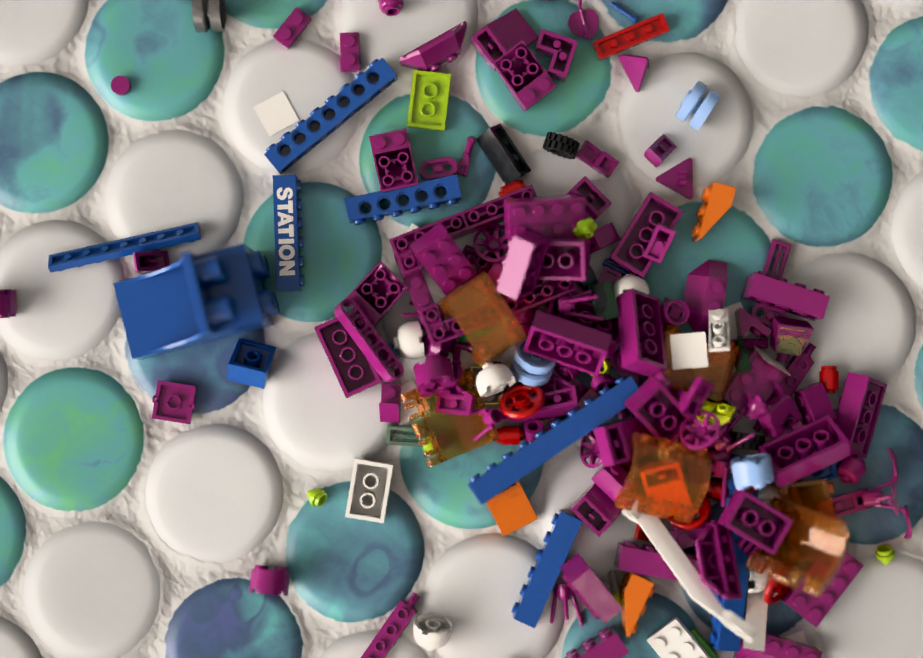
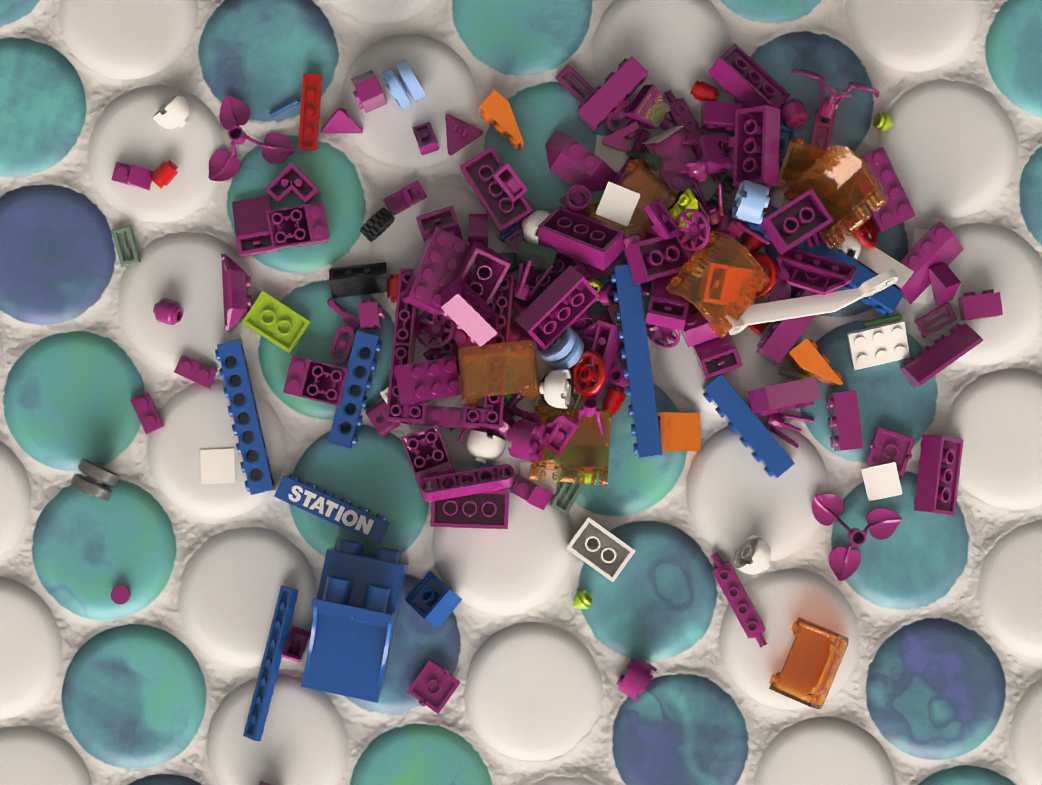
camera: 65 degrees left, 0 degrees up
(390, 230) = (377, 416): none -> magenta piece
(477, 179) = (370, 314): none -> magenta brick
(585, 228) = (464, 240): lime plant -> none
(674, 78) = (368, 92): none -> magenta wedge
(719, 330) = (613, 168): white slope -> none

